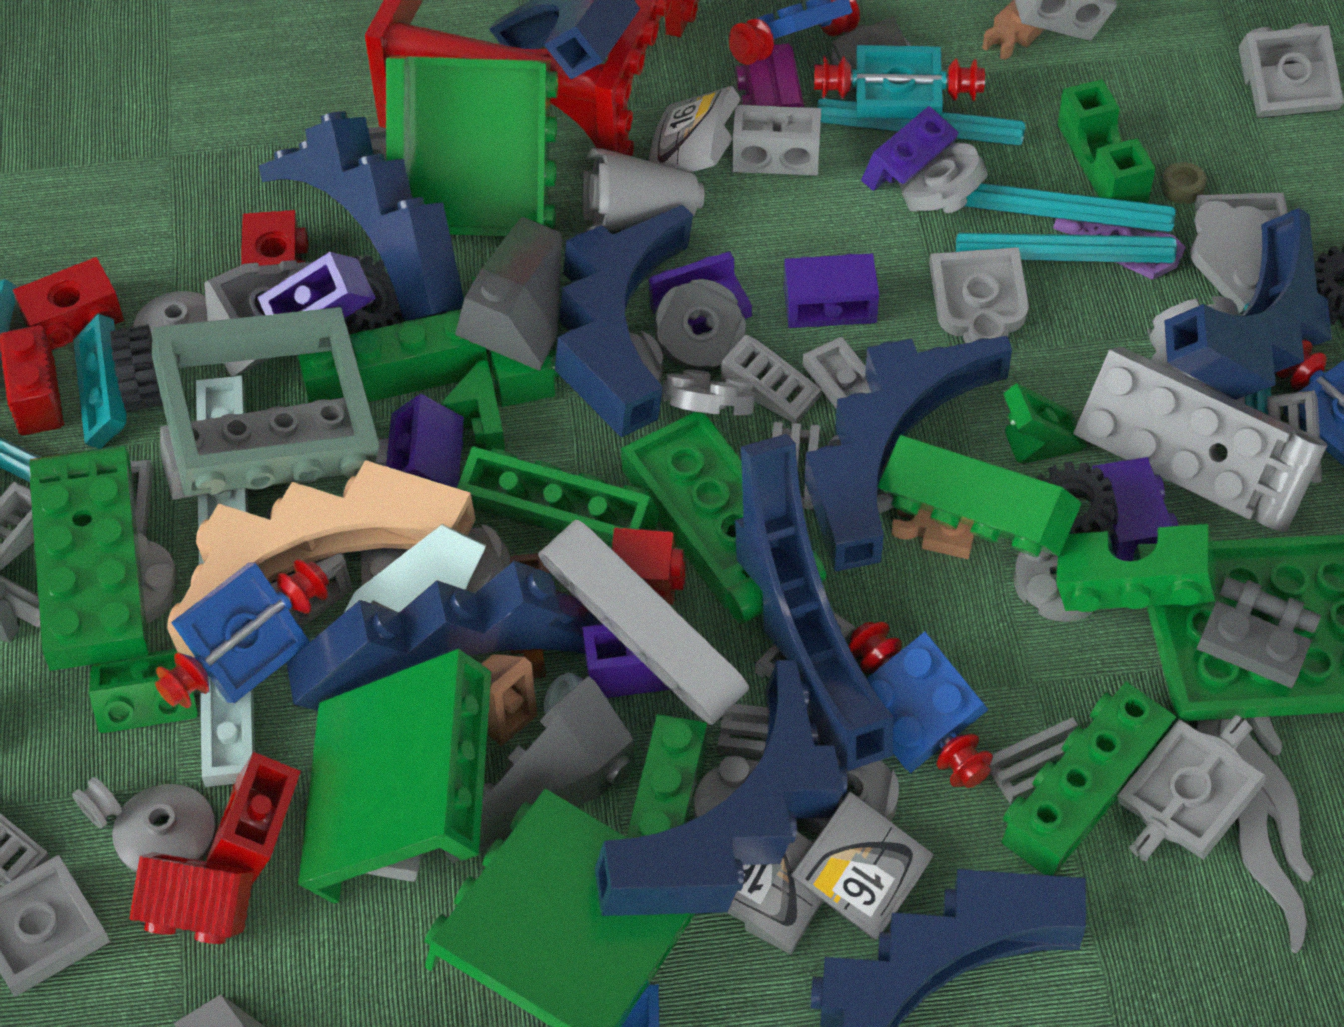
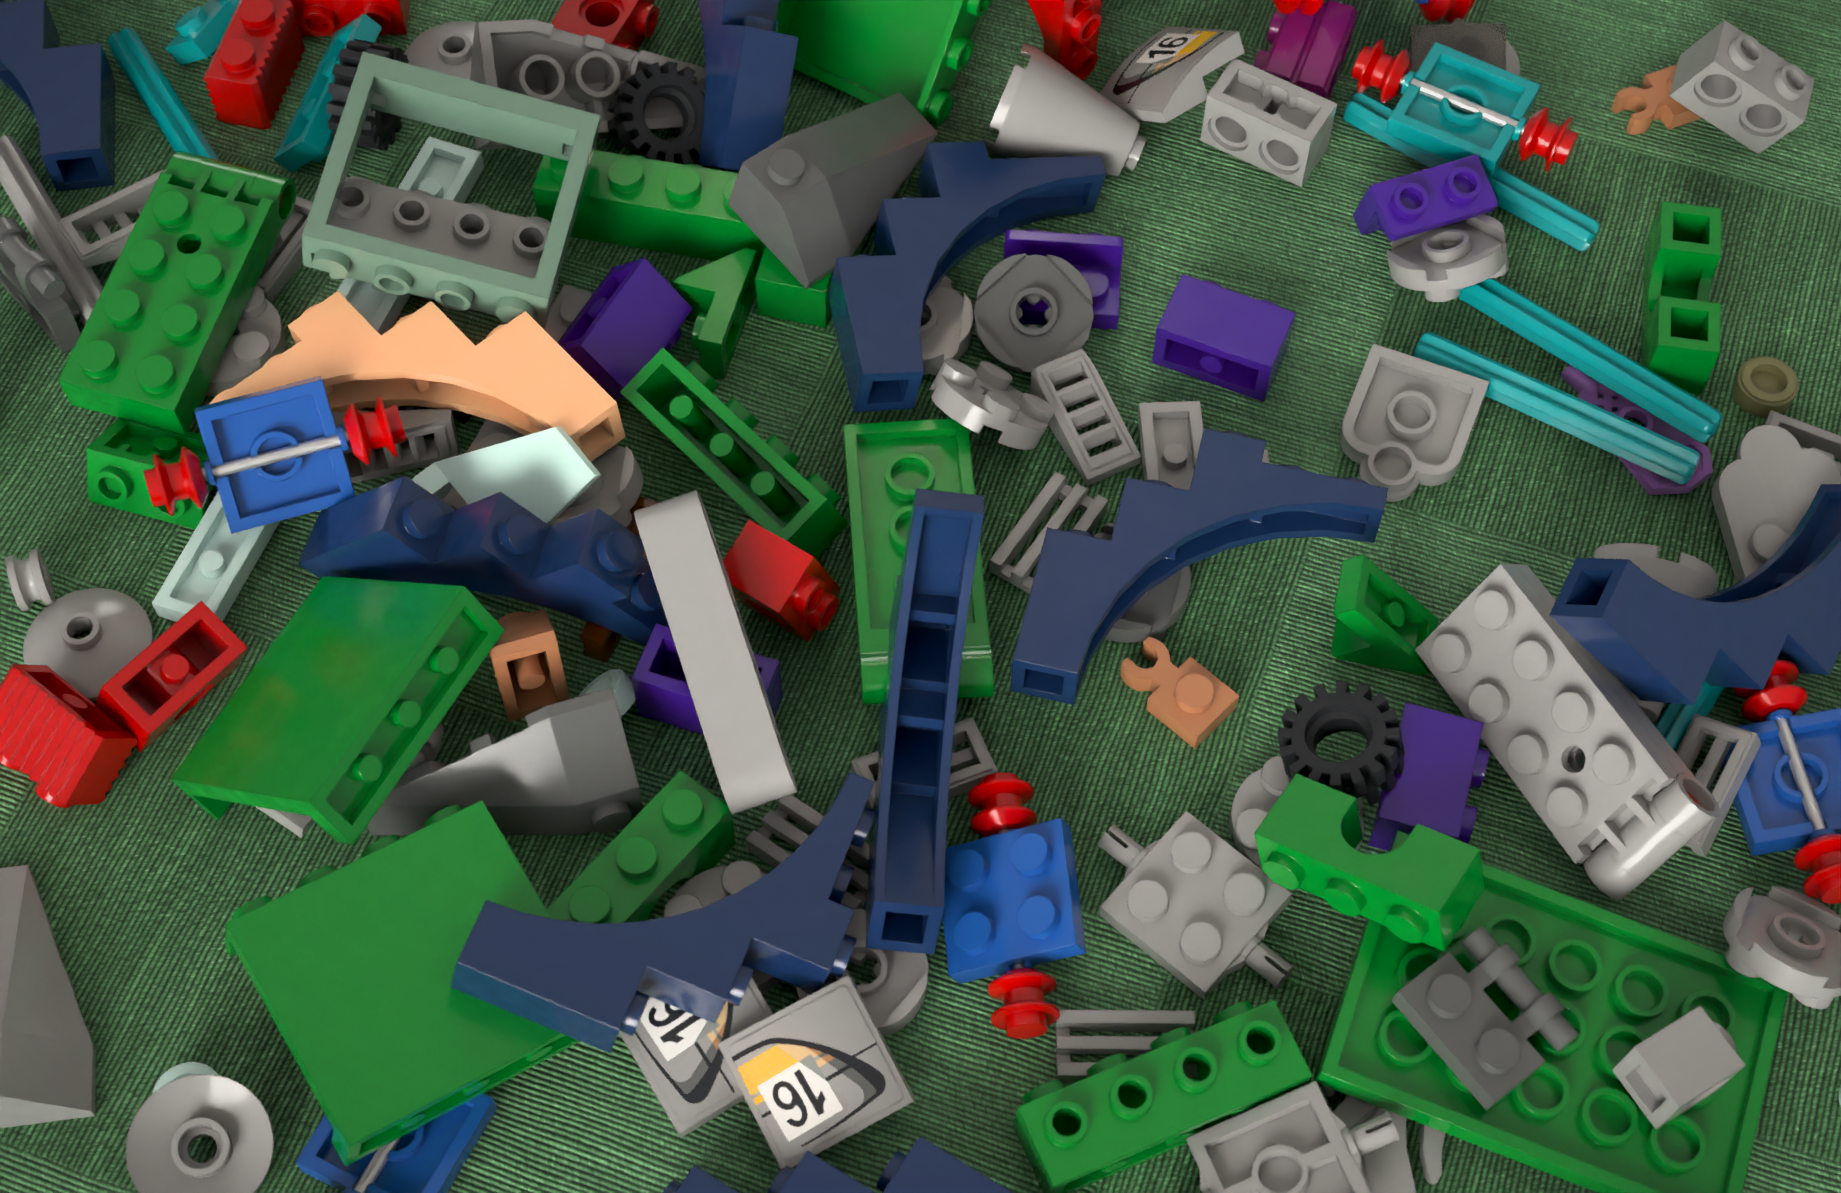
camera: 25 degrees right, 5 degrees up
(324, 284) = (598, 81): brick -> none
(979, 495) = (1224, 680): green brick -> none
(1032, 653) = (1195, 905): none -> light grey plate

